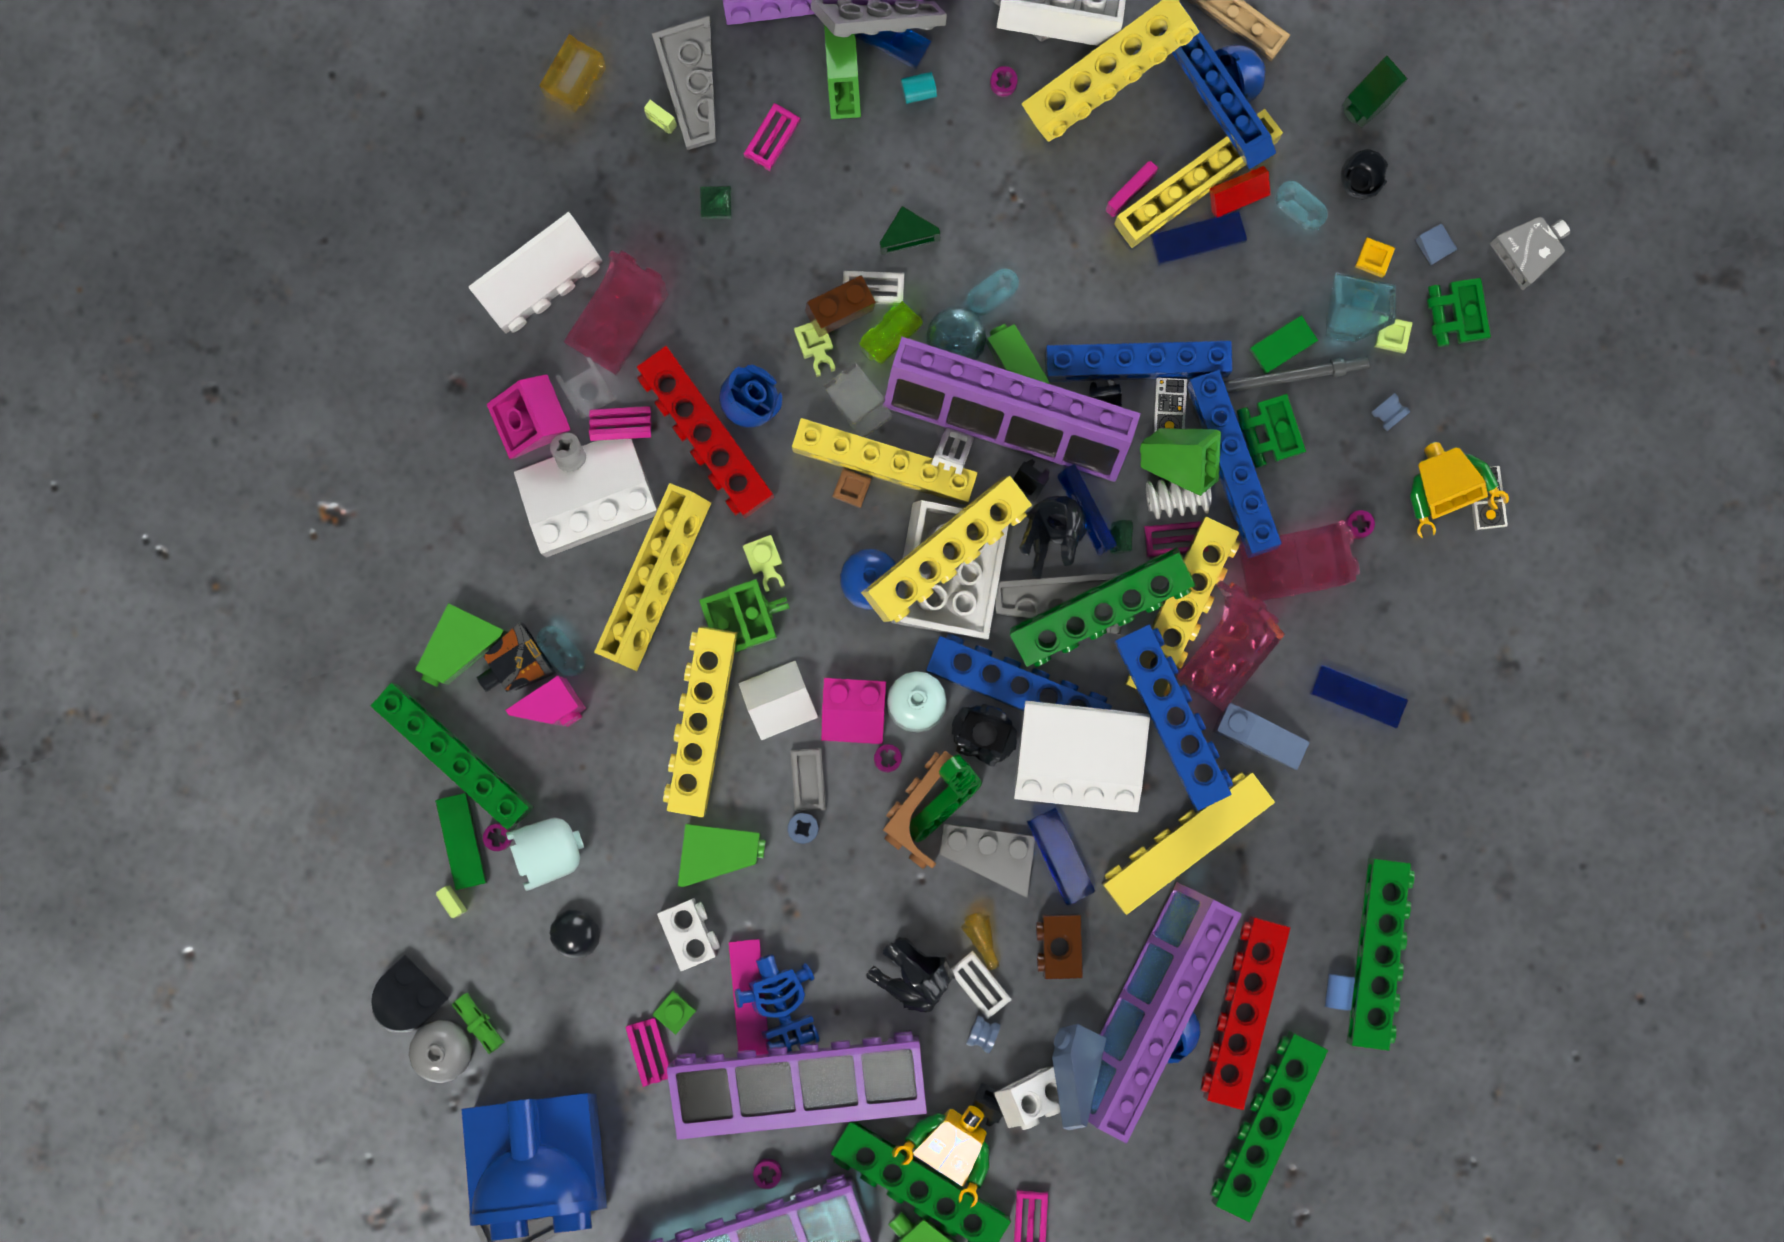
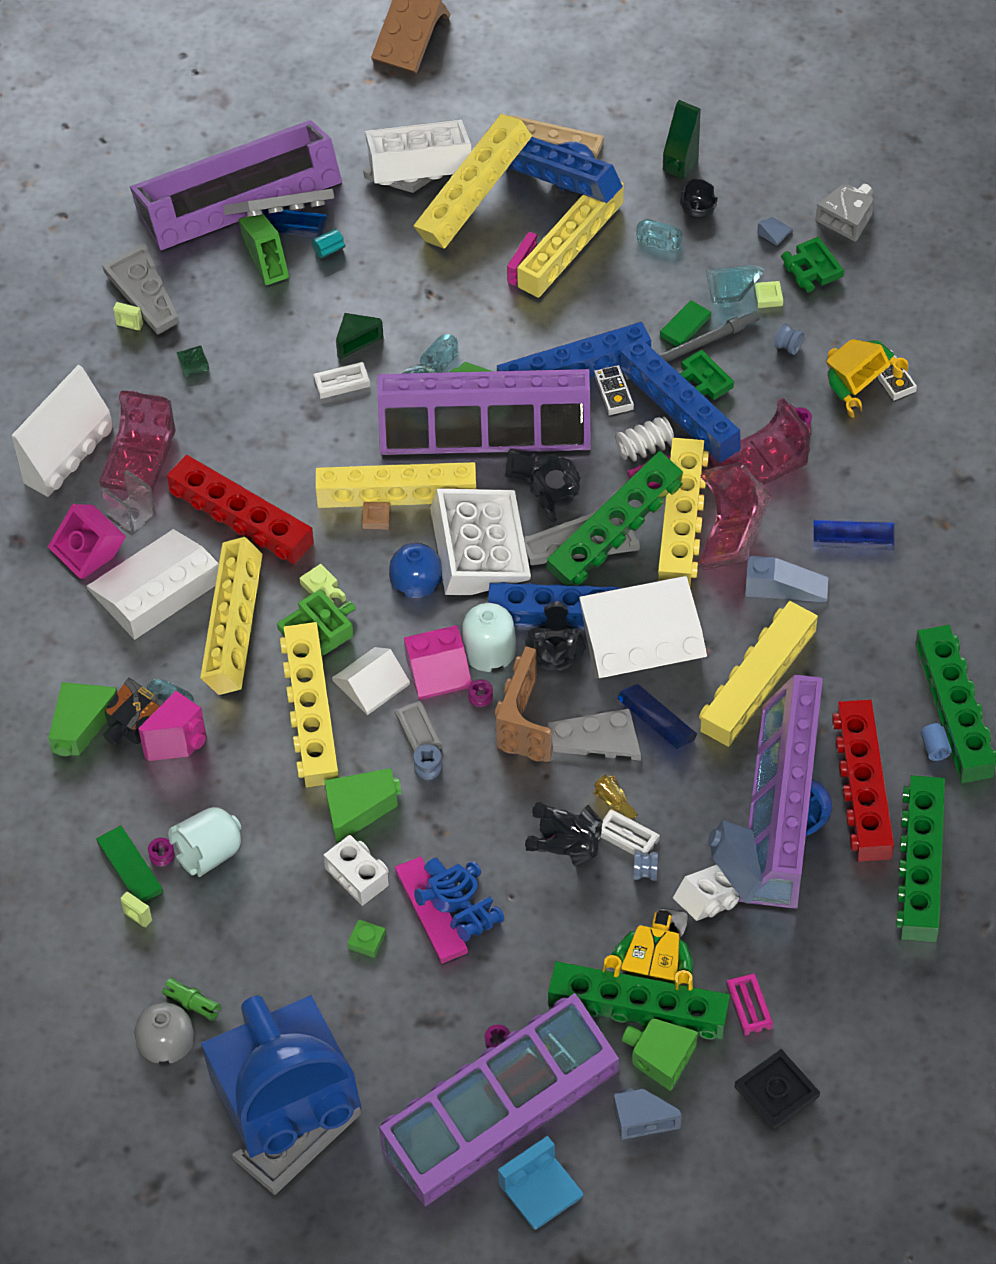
camera: 20 degrees left, 30 degrees down
(405, 998) = (118, 999): black slope -> none
(452, 756) = (98, 796): green brick -> none
(565, 459) = (128, 551): light grey wheel -> none
(572, 74) = (47, 309): clear yellow window -> none
(574, 934) = (255, 904): black hair -> none
(620, 419) = (166, 524): dark pink tile -> none
(656, 1077) = (342, 958): dark pink tile -> none
(750, 396) = (267, 471): blue cylinder -> none
(759, 159) = (219, 323): dark pink tile -> none
(797, 1086) = (496, 949): window -> none
(814, 346) = (309, 424): yellowish green plate -> none
(840, 306) = (319, 387): reddish brown brick -> none
(858, 400) = (356, 440): clear piece -> none
(882, 592) = (470, 512): light yellow brick -> none
(885, 338) = (362, 400): clear neon green bracket -> none
(950, 460) = (449, 457): white tile -> none
(961, 784) = (550, 679): green beam -> none
(1005, 71) = (391, 217): magenta bush -> none
(1070, 962) = (684, 765): reddish brown brick -> none
(1096, 527) = (591, 481): clear blue tile -> none
(1122, 534) = (611, 479): clear green tile -> none
(1183, 457) = (637, 402): bright green slope -> none
(1198, 238) = (588, 277): clear blue tile -> none
(1200, 793) = (709, 587): blue brick -> none
(1240, 191) = (607, 235): red tile -> none
(1374, 257) = (731, 251): yellow tile -> none

